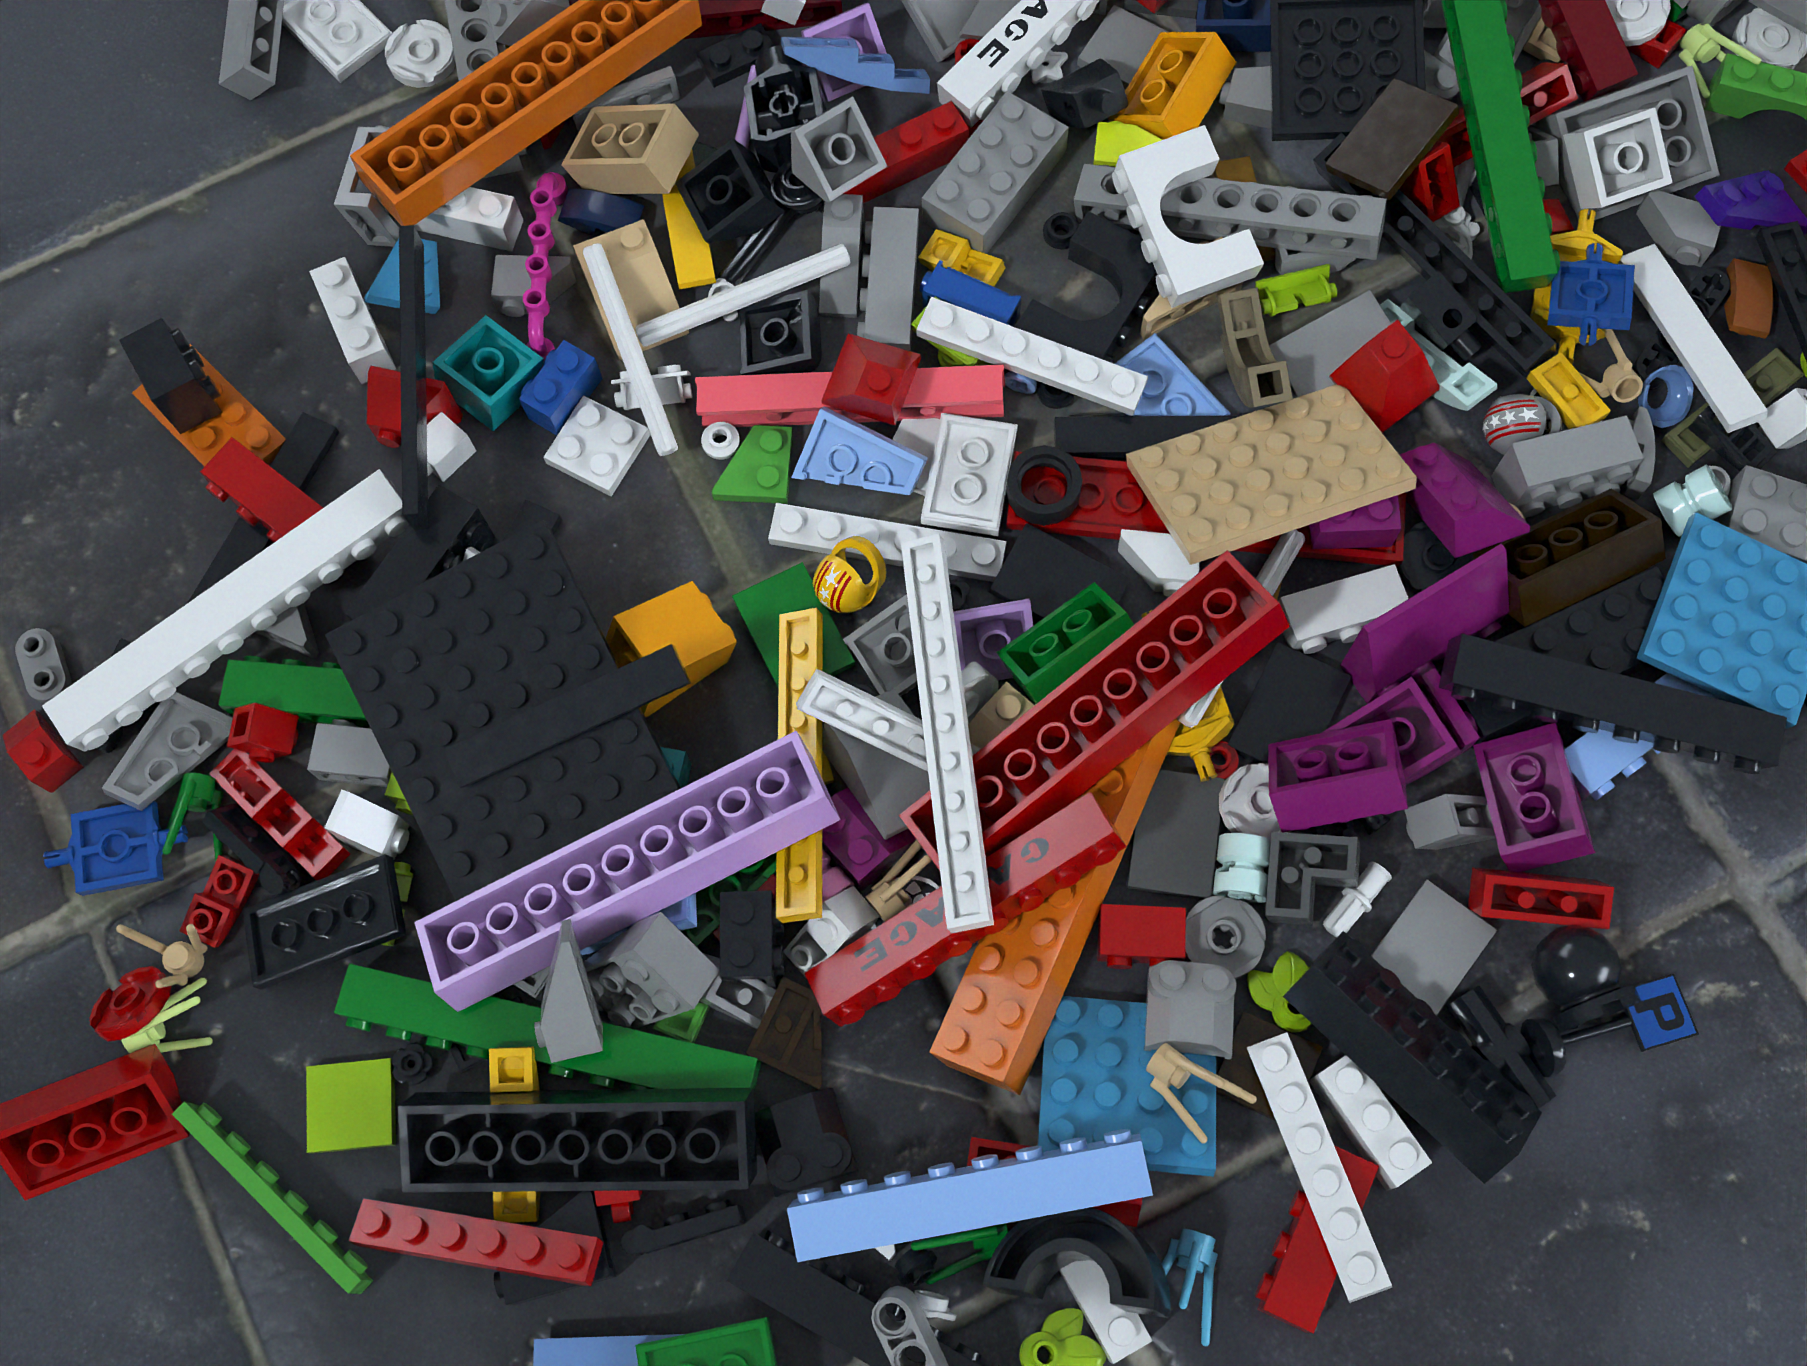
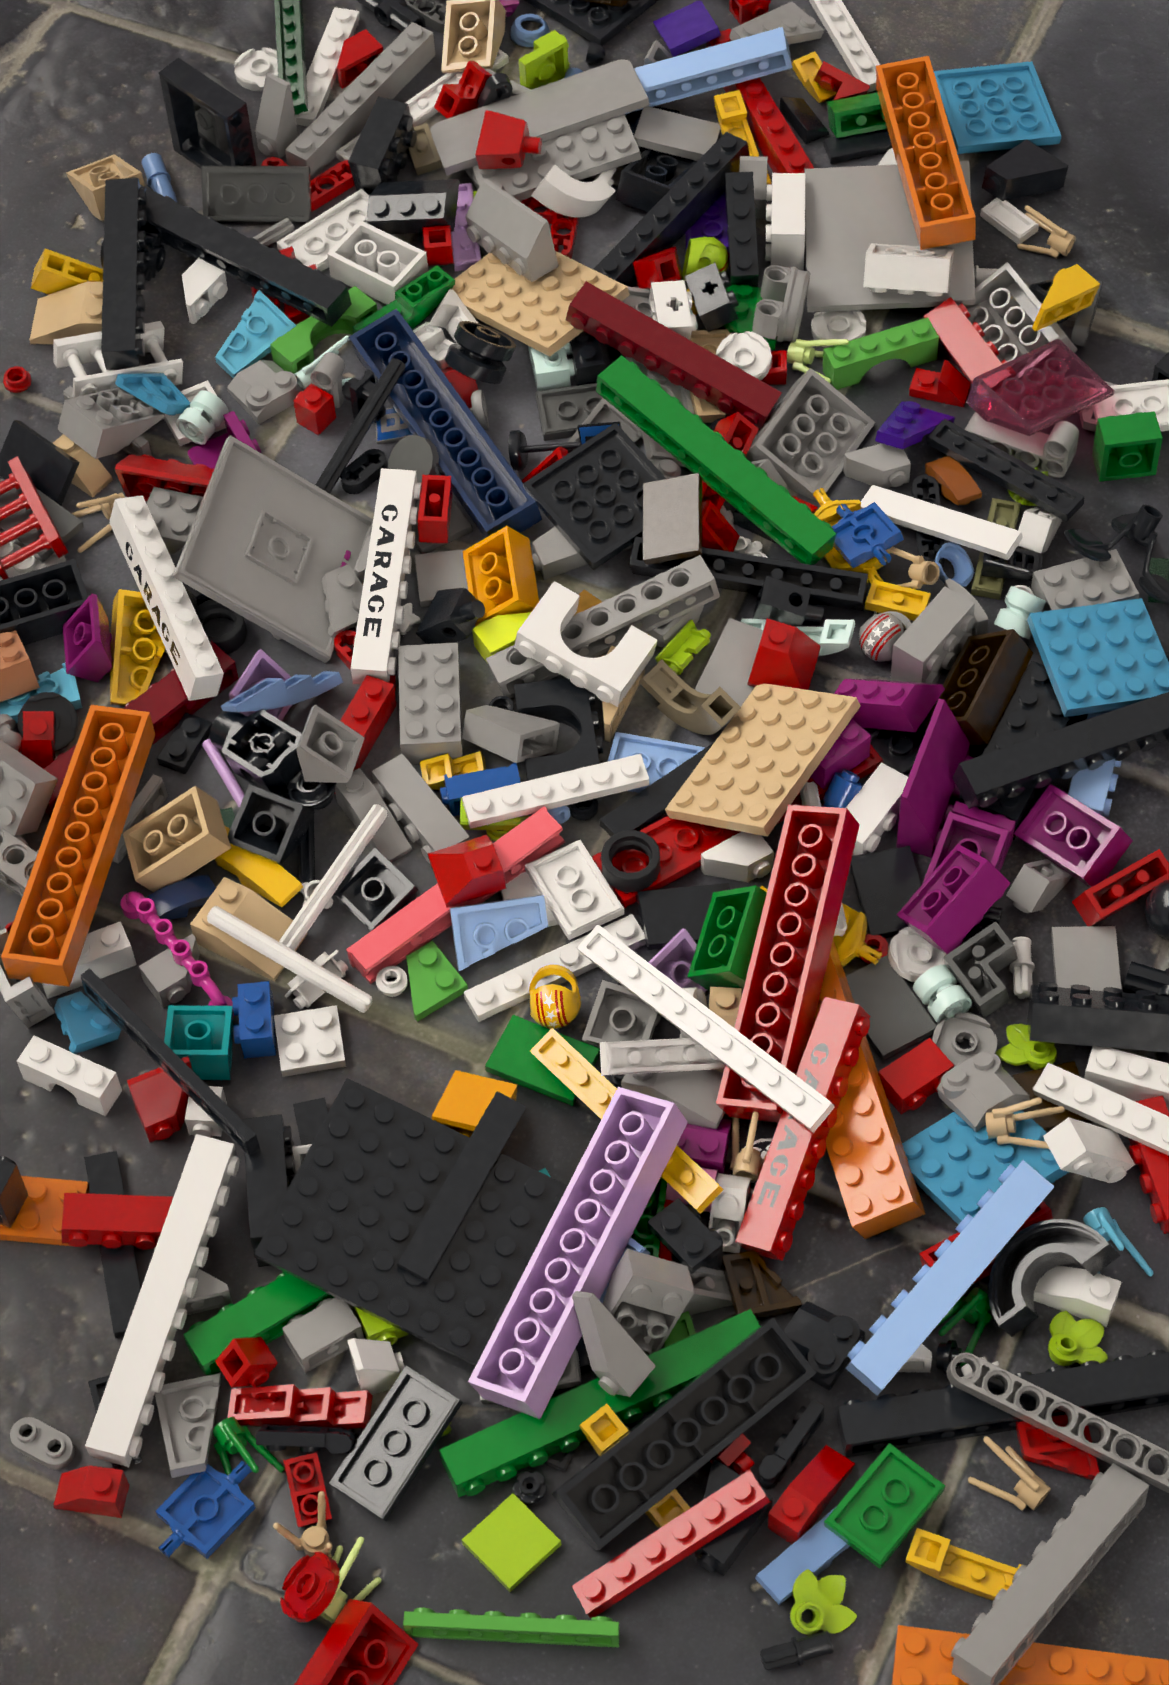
camera: 40 degrees left, 15 degrees down
(660, 1295) = (809, 1494): none -> red slope
(1044, 262) = (510, 733): none -> light grey slope
(1238, 1172) = (1089, 1150): none -> white brick
(1326, 565) = (842, 789): none -> blue brick
(1618, 158) = (813, 447): white brick -> none

